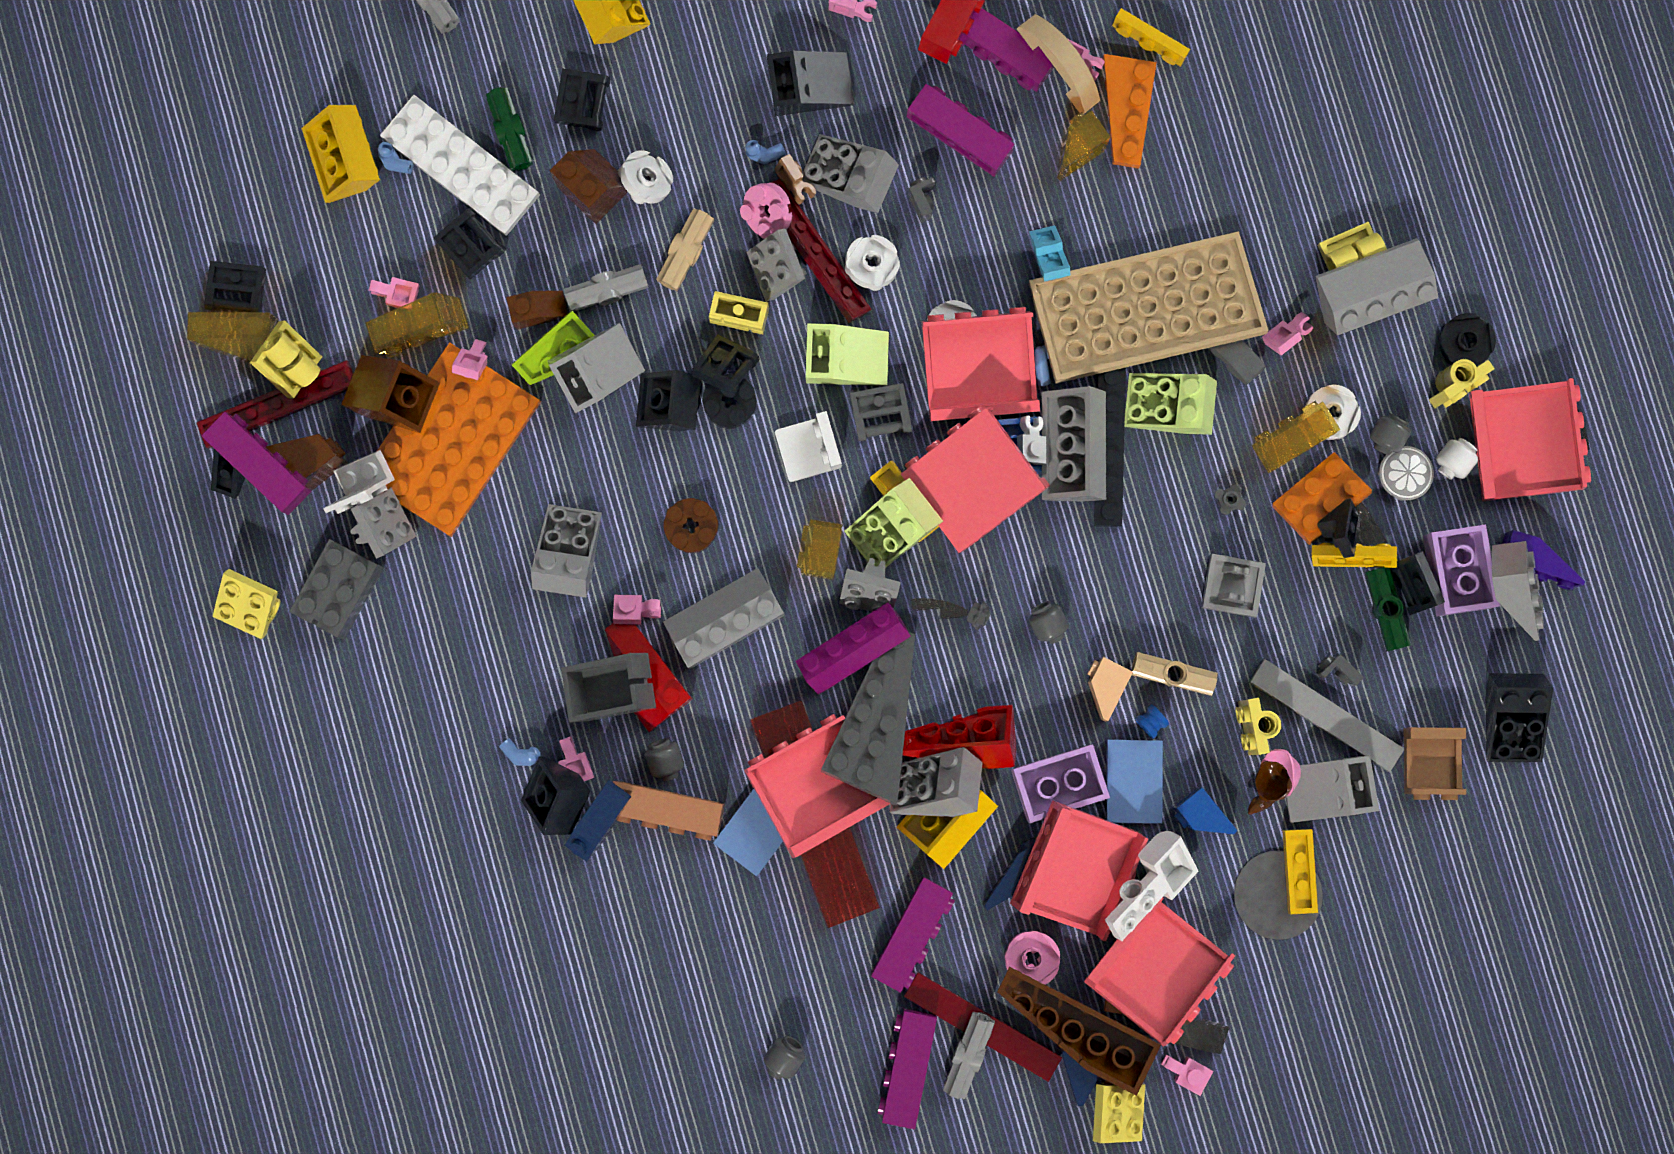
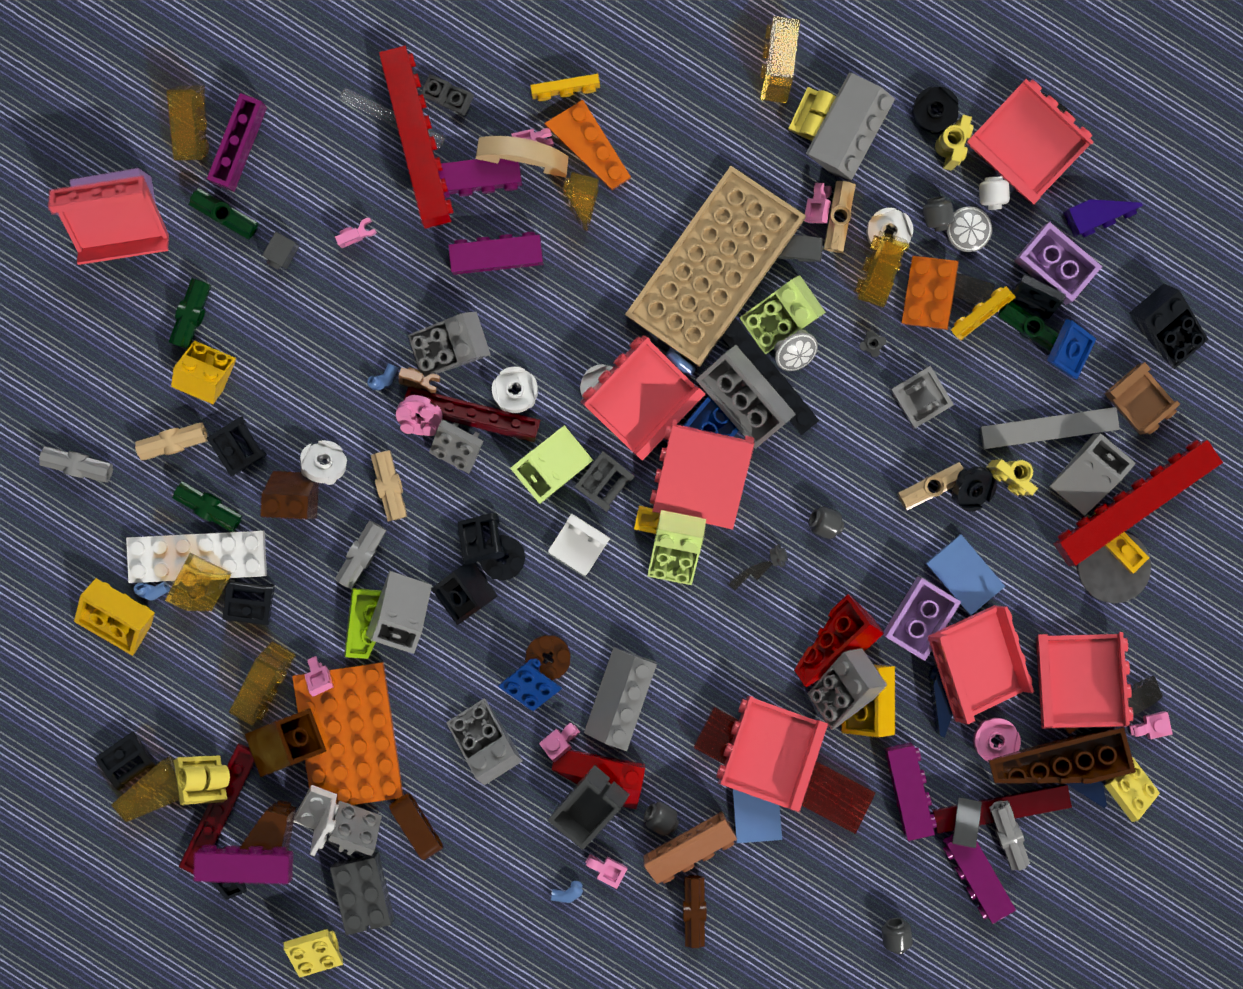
camera: 40 degrees left, 5 degrees up
(398, 292) = (232, 673): bright pink plate -> none
(438, 572) = (416, 826): none -> reddish brown beam
(439, 187) = (198, 585): none -> clear yellow slope
(529, 45) = (171, 441): none -> tan piece
(536, 308) = (328, 606): reddish brown slope -> none
(555, 797) = (615, 903): black slope -> none
(598, 821) = (655, 896): dark blue slope -> none
(619, 871) = (694, 911): none -> reddish brown piece
(652, 534) = (530, 685): none -> blue hinge
(738, 312) = (459, 497): light yellow brick -> none
(809, 81) = (372, 307): slope -> none
(821, 549) = (643, 601): clear yellow brick -> none
(853, 648) = (719, 648): magenta brick -> none
(868, 589) = (697, 601): light grey plate -> none
(872, 735) = (778, 691): dark grey wing -> none
(922, 203) = (513, 323): dark grey bracket -> none
(939, 1007) = (966, 822): none -> dark grey slope
(1030, 443) = (719, 421): white plate -> none
(1049, 253) = (622, 284): medium azure slope -> none
(1107, 685) = (897, 529): light nougat slope -> none
(1152, 721) = (944, 528): blue wheel -> none
(1154, 444) = (796, 351): none -> dish
(1168, 872) = (1036, 614): white plate -> none
(1202, 814) = (1025, 559): blue slope -> none
(1210, 694) = (969, 479): none -> black plate
(1275, 779) = (1054, 500): reddish brown hair -> none
(1285, 370) = (836, 230): none -> tan piece
(1342, 527) = (961, 302): black slope -> none
(1344, 670) = (1037, 391): dark grey bracket -> none
(1350, 851) = (1137, 503): none -> red brick
(1363, 175) = (780, 59): none -> clear yellow wedge
(1407, 659) = (1071, 349): none -> blue tile
(1518, 585) = (1102, 244): light grey slope -> none

